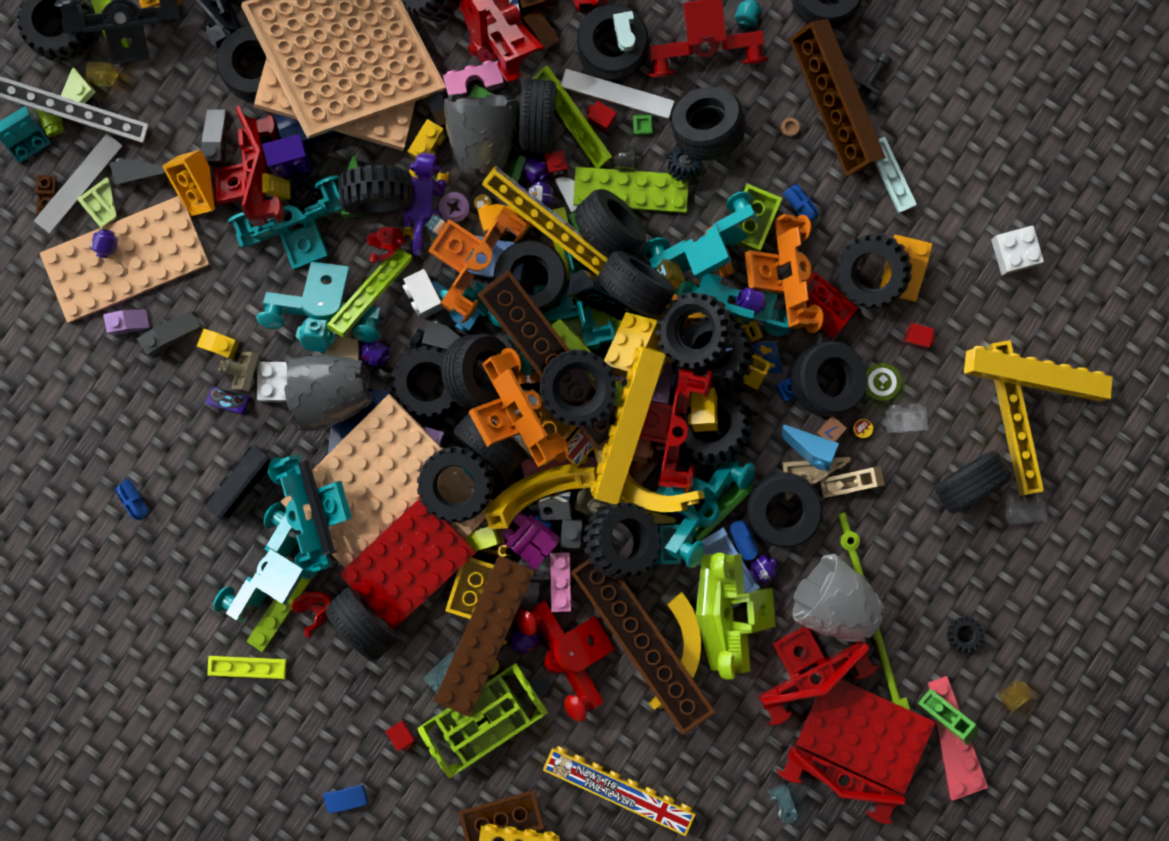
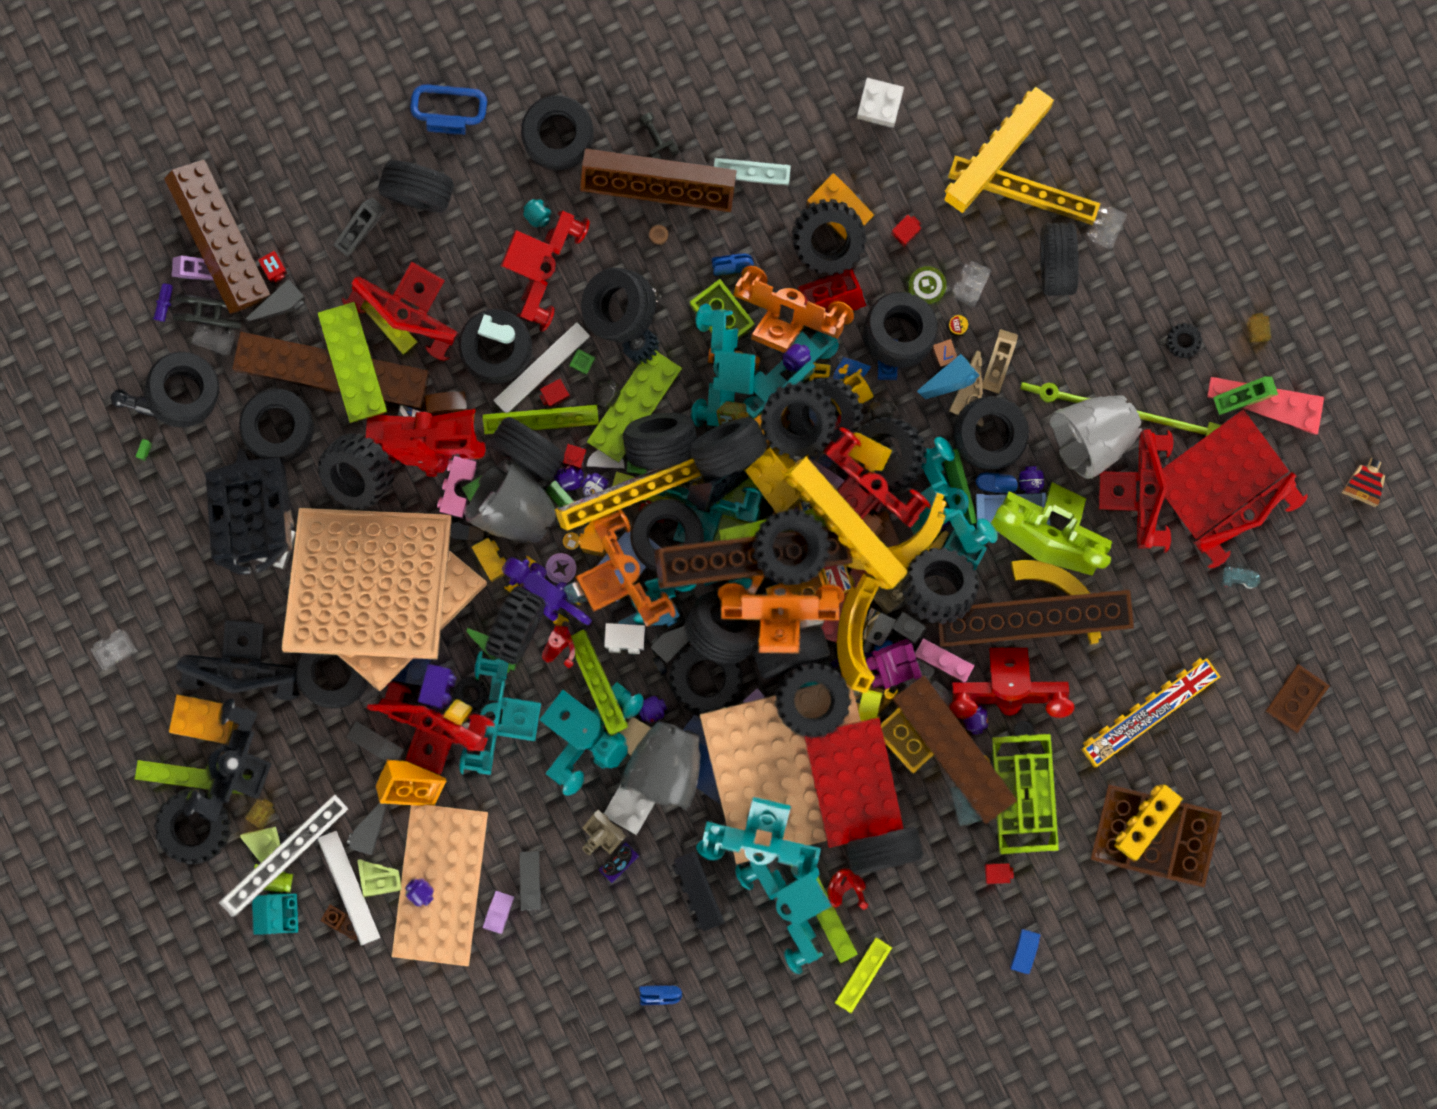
camera: 60 degrees left, 0 degrees up
(218, 344) = (563, 844): yellow slope -> none
(316, 508) = (763, 832): black axle -> none

